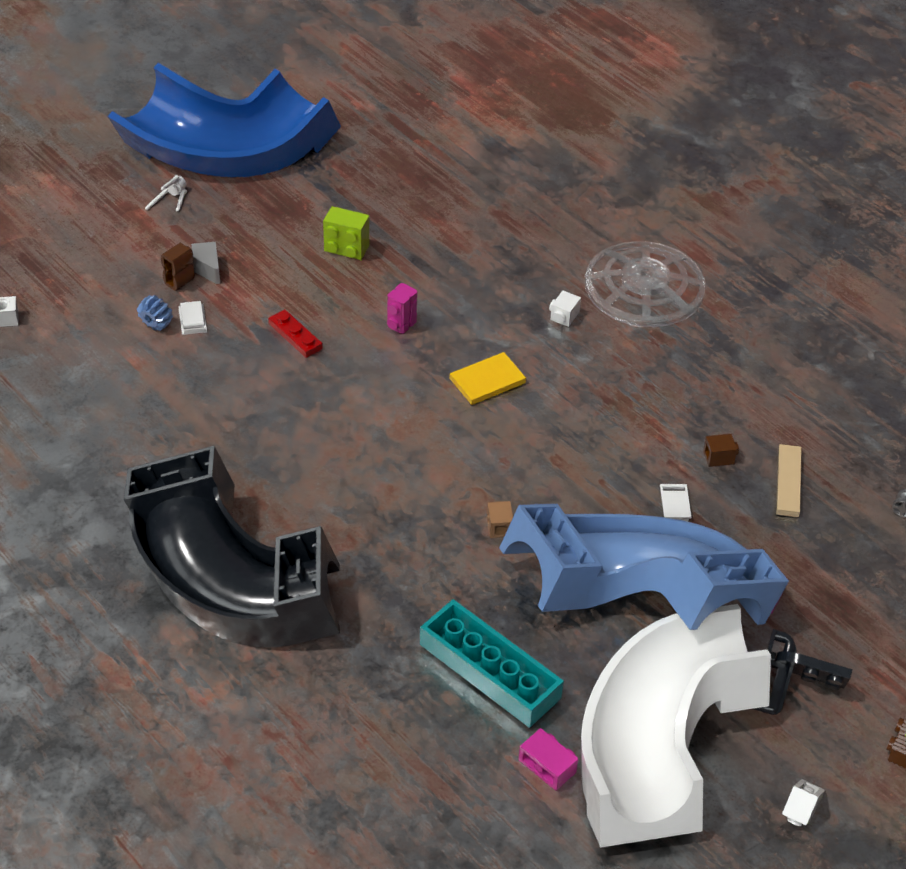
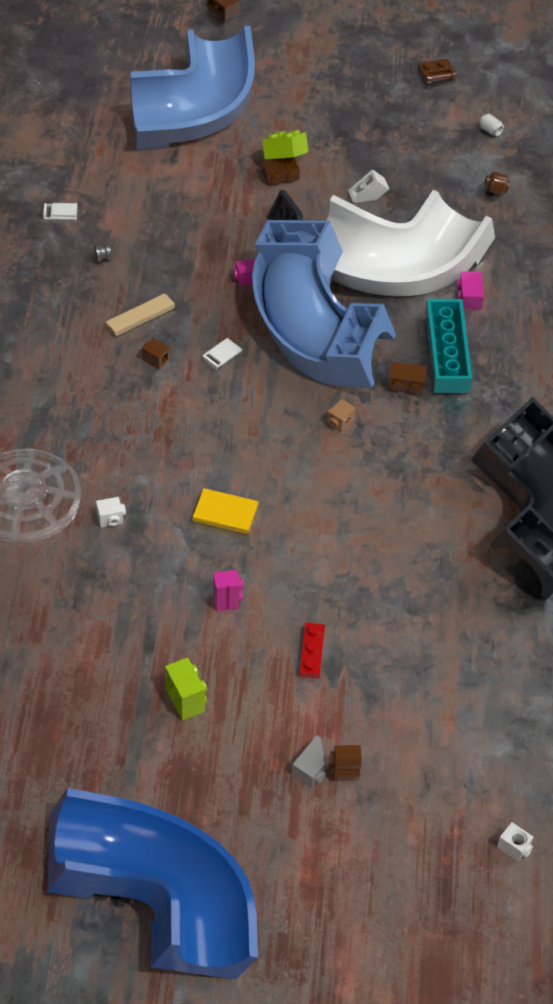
camera: 135 degrees left, 5 degrees up
(154, 312) = (404, 737): medium blue gear -> none
(174, 187) = (254, 868): white plant -> none
(192, 316) = (371, 727): white piece -> none
(491, 601) = (407, 377): none -> reddish brown brick

